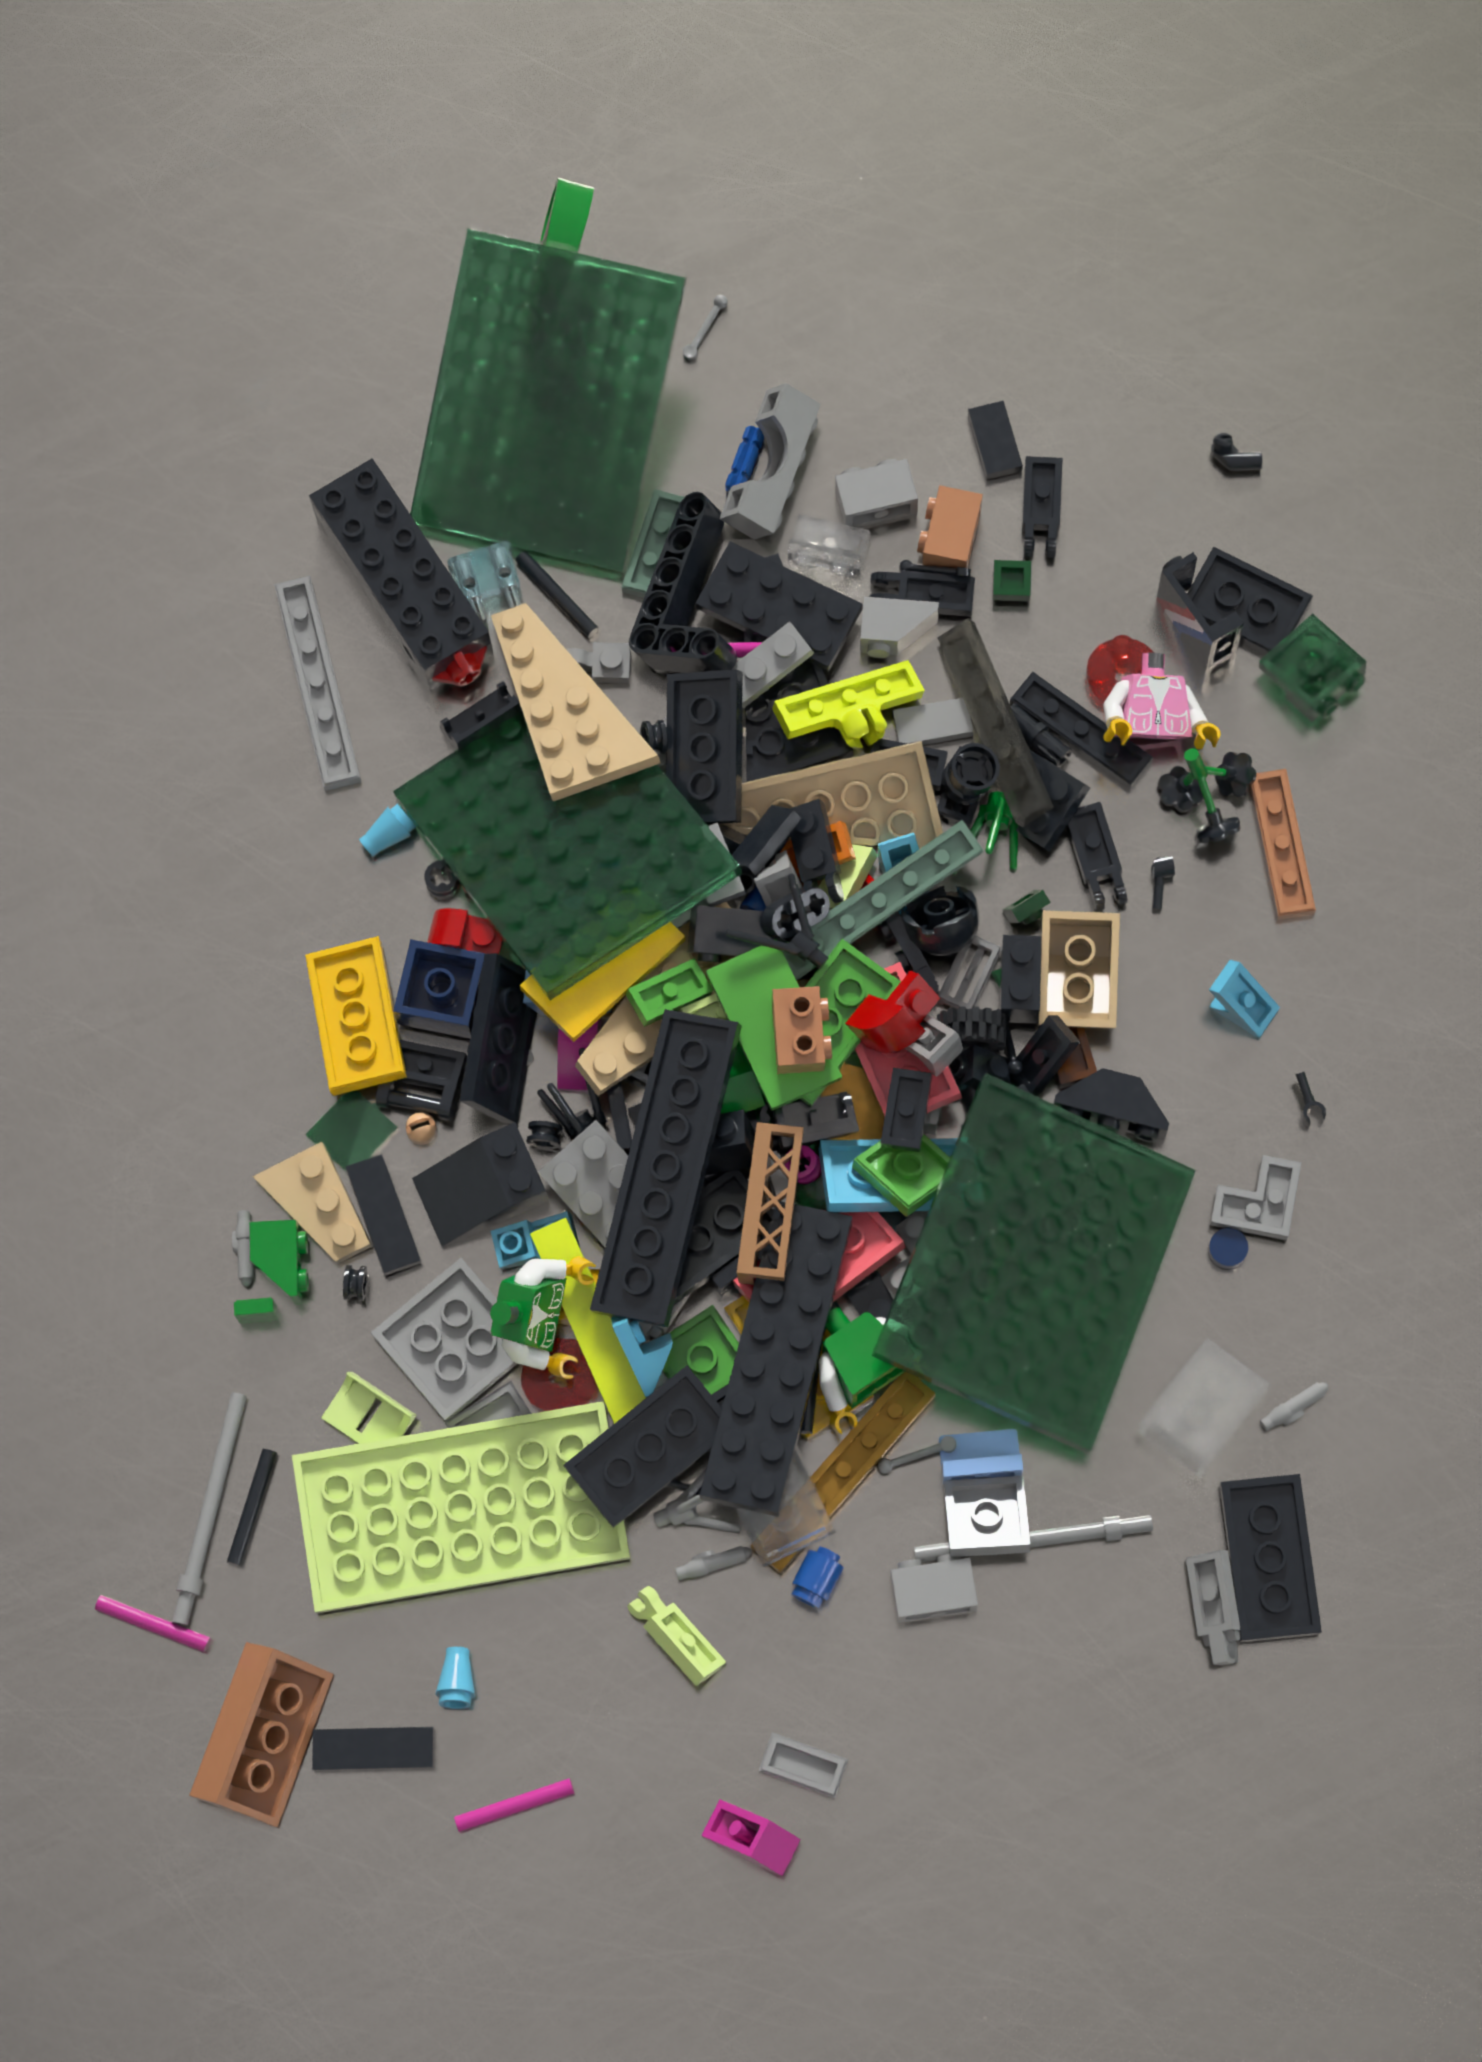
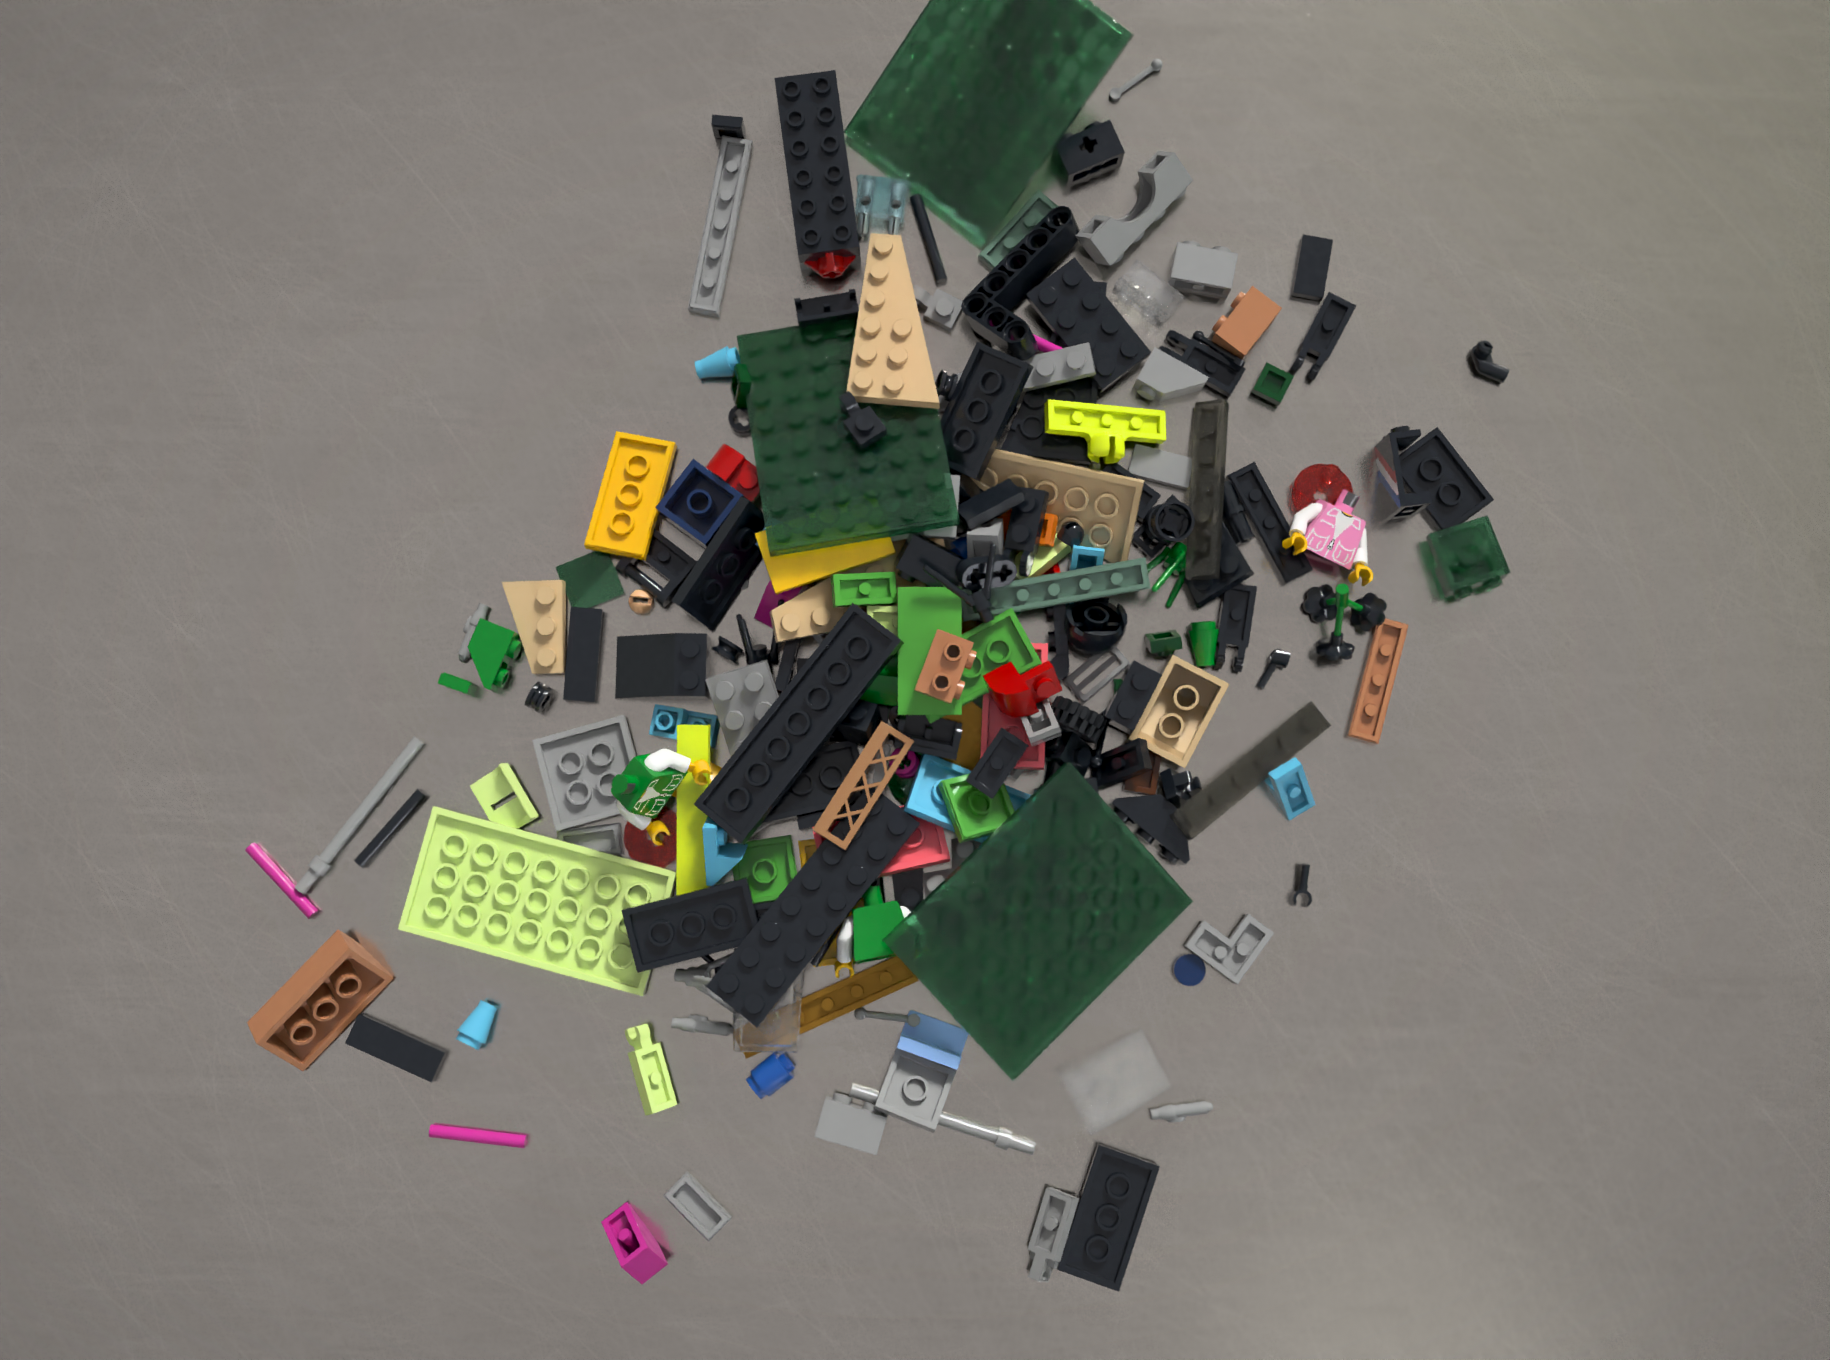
camera: 20 degrees right, 10 degrees up
(276, 571) = (728, 126): none -> black tile
(424, 840) = (740, 385): none -> dark green tile
(582, 817) = (862, 424): none -> black plate
(686, 443) = (1079, 164): none -> black brick
(745, 457) = (1117, 196): blue axle -> none
(868, 834) = (1071, 534): none -> black hinge
(1070, 885) = (1204, 642): none -> green cone
(1121, 1051) = (1179, 786): none -> black tile
(1188, 1000) = (1249, 770): none -> clear smoke plate

